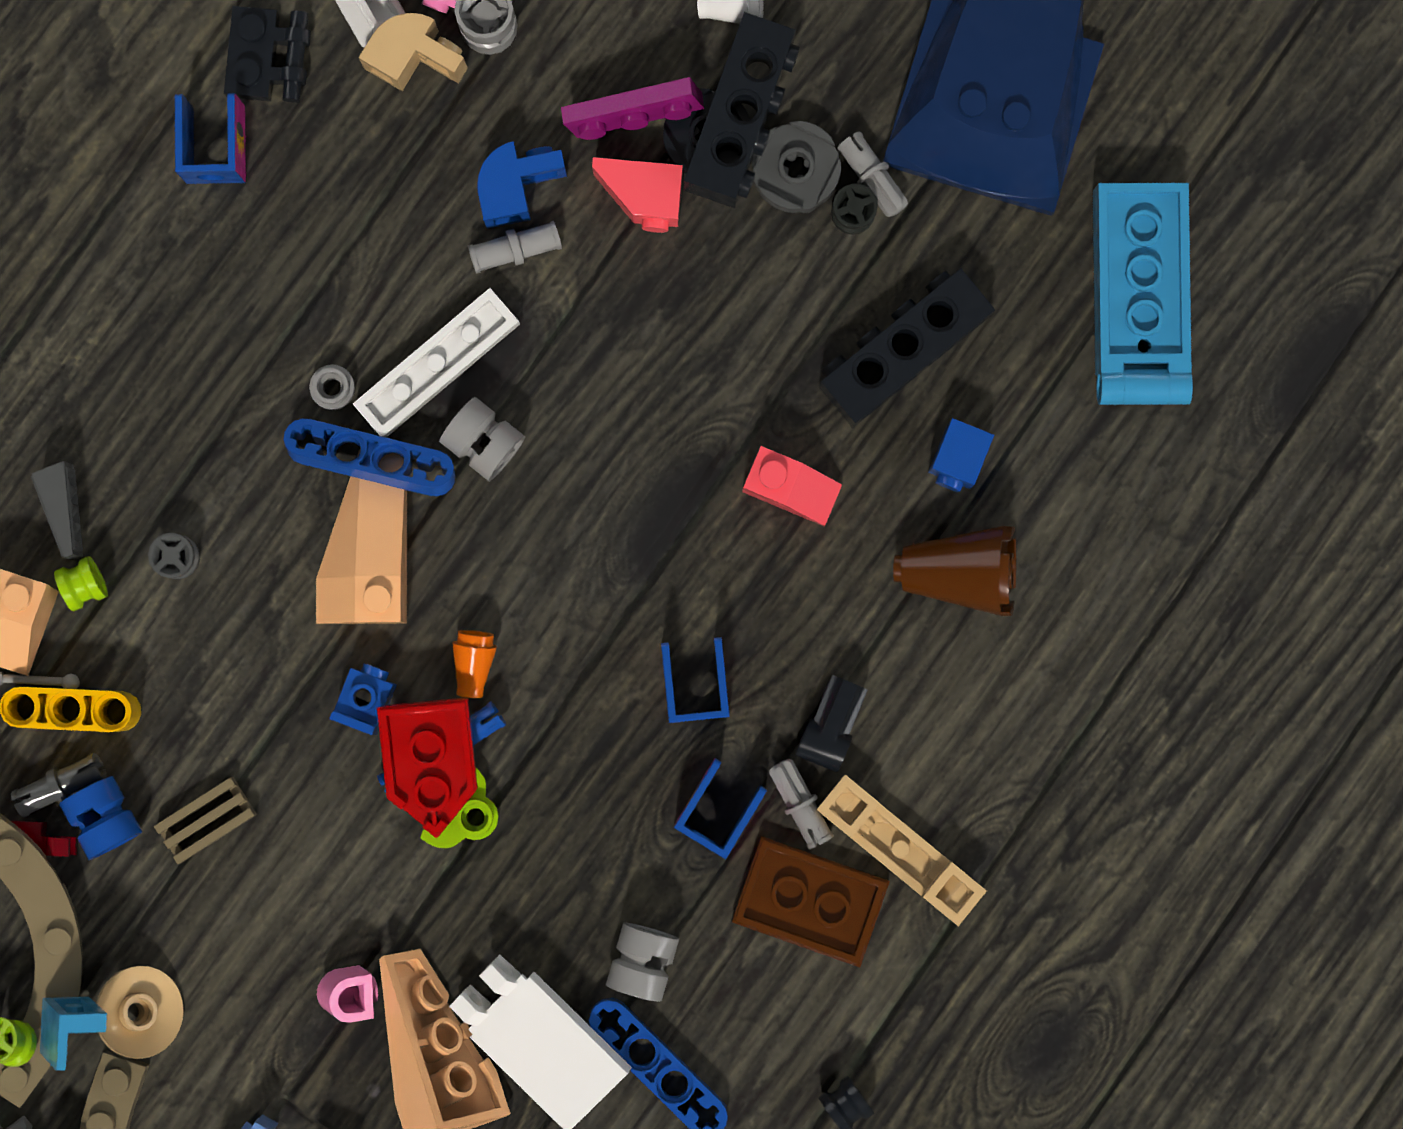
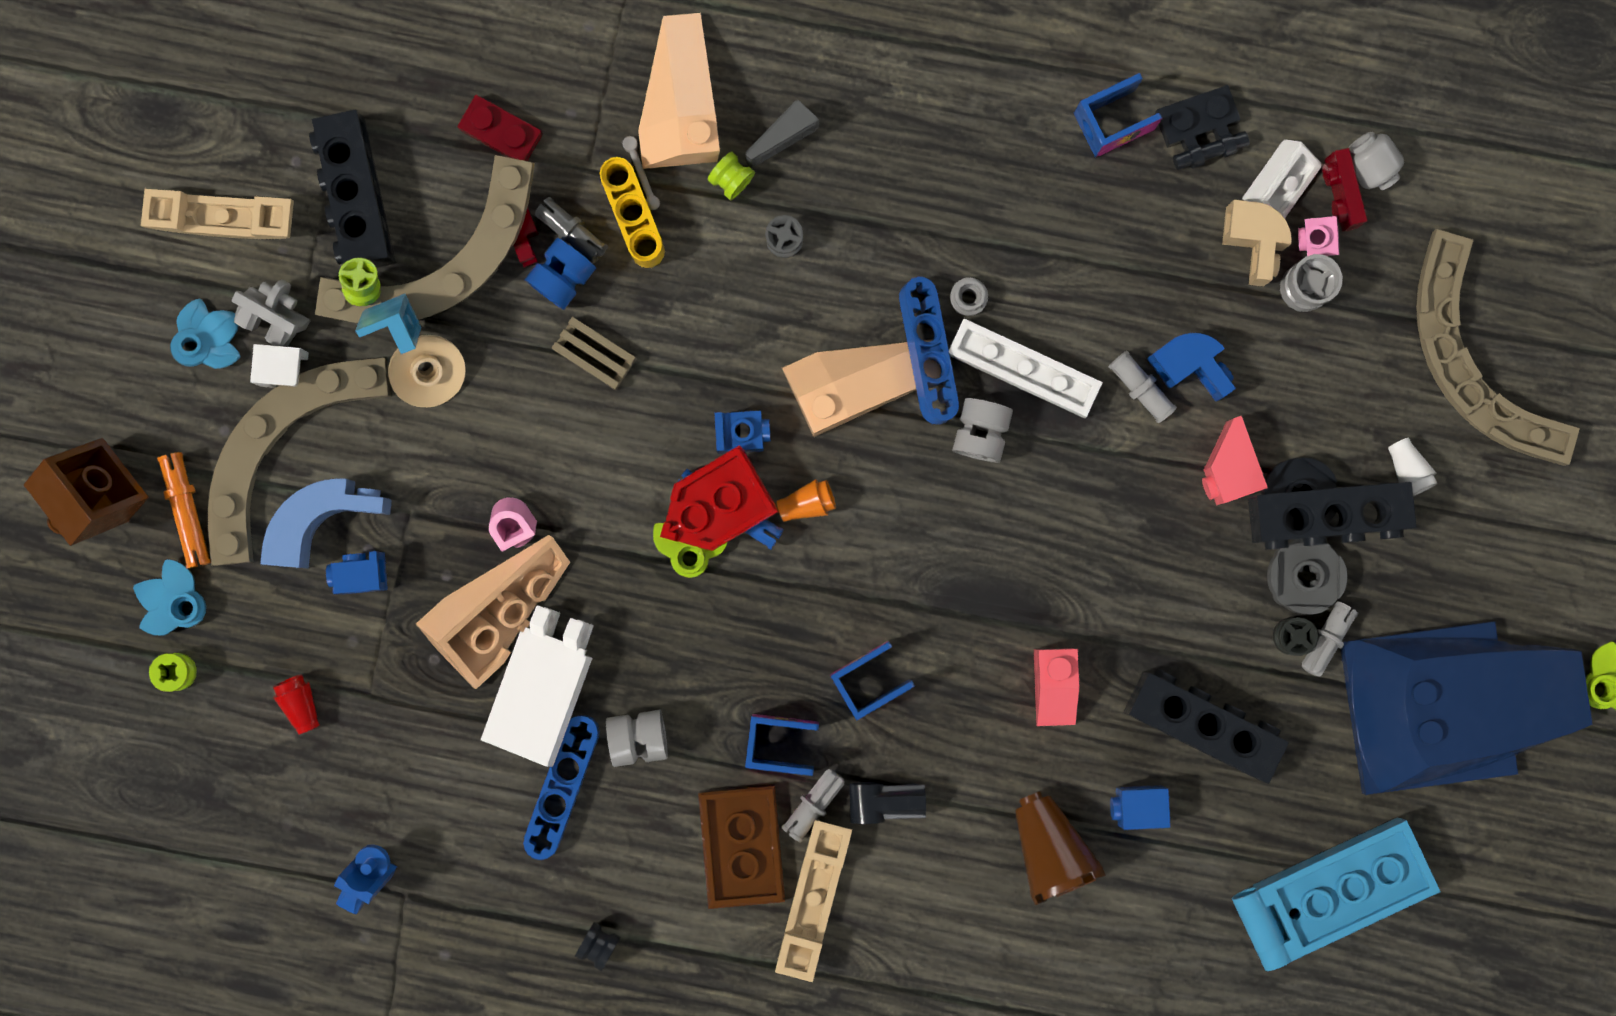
camera: 70 degrees right, 0 degrees up
(633, 108) = (1293, 429): magenta plate -> none

